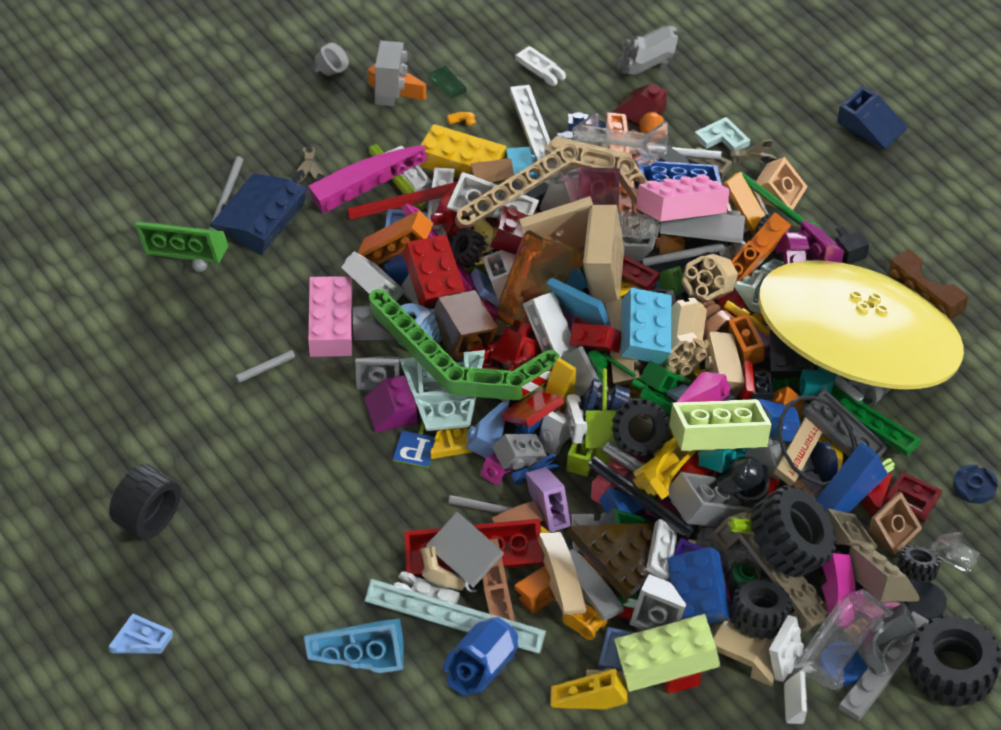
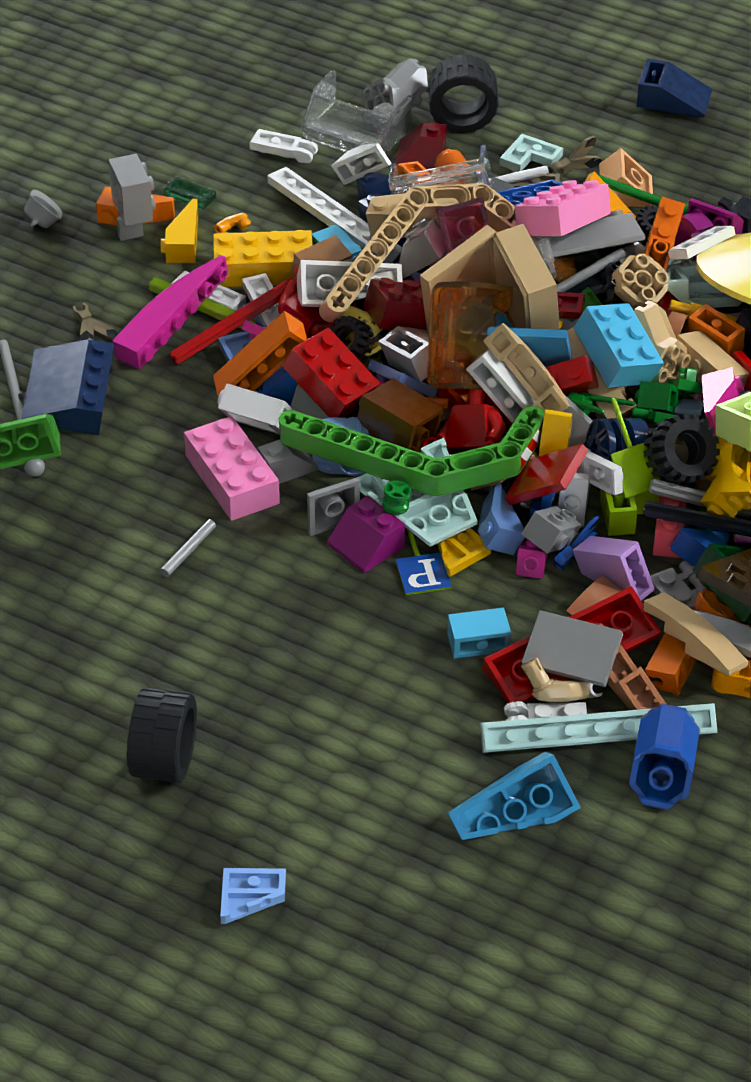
camera: 25 degrees left, 5 degrees down
(418, 115) = (181, 236): none -> yellow slope
(418, 385) = (396, 497): none -> green wheel
(419, 509) = (478, 632): none -> medium azure brick
(478, 505) = (537, 605): light grey bar -> none
(565, 321) = (527, 369): none -> tan slope
(579, 101) = (360, 161): none -> white slope
(598, 70) = (348, 125): none -> clear windscreen
(688, 373) = (687, 381): none -> green tile
(702, 55) = (463, 71): none -> black tyre
(786, 260) = (701, 242): none -> white tile

